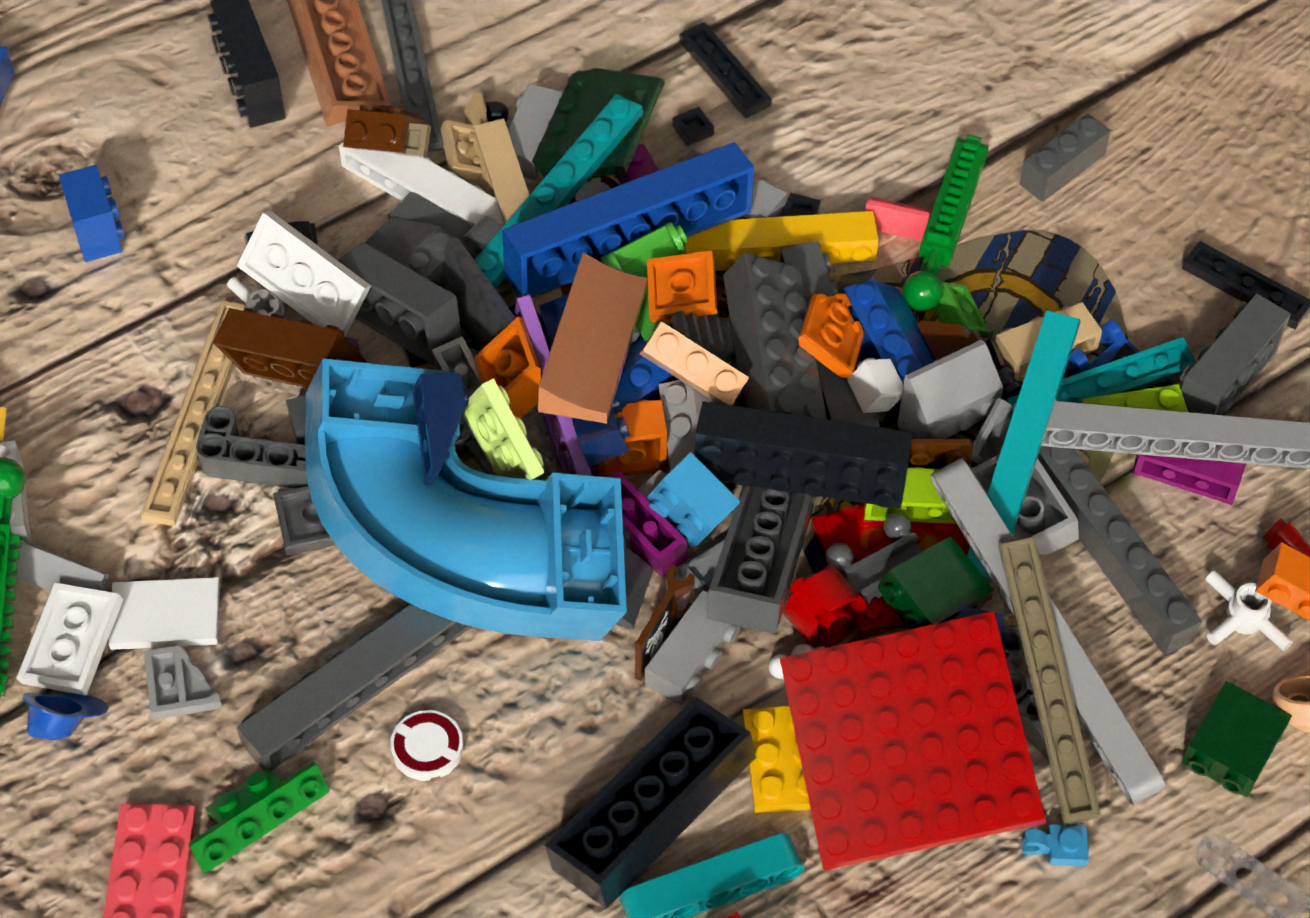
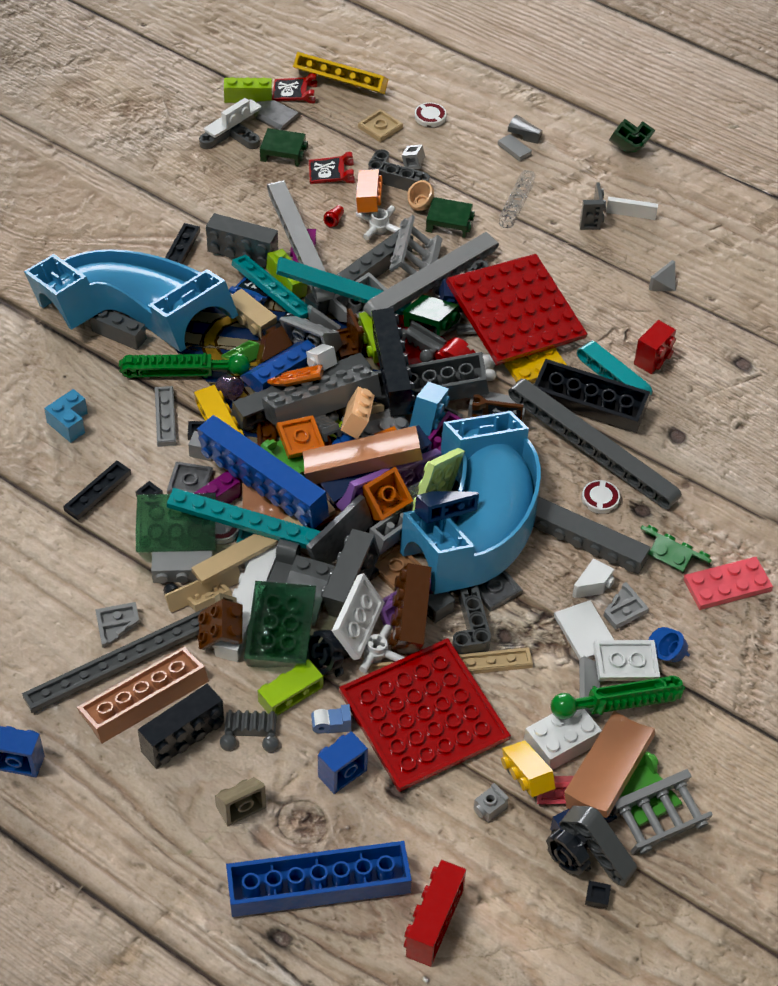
camera: 110 degrees left, 5 degrees down
(105, 97) = (241, 800): none -> dark tan slope
(124, 342) = (424, 714): none -> red plate
(177, 234) = (332, 720): none -> medium blue leg
(222, 154) = (250, 725): none -> dark grey gear
(250, 657) = (594, 580): none -> white slope
(251, 189) = (290, 688): none -> lime brick
(352, 187) = (279, 624): none -> clear green slope
(471, 42) = (116, 621): none -> light grey wing
(531, 761) = (595, 444): none -> dark grey beam
(850, 183) = (165, 416): none -> light grey tile
(879, 265) = (230, 386): none -> clear purple head
(887, 55) = (66, 415): none -> dark azure brick
(899, 218) = (184, 390): coral panel -> none
(1049, 681) = (446, 269): dark tan tile -> none
(1126, 660) = (429, 254): none -> light grey fence
(1148, 170) = (135, 283): none -> dark azure piece

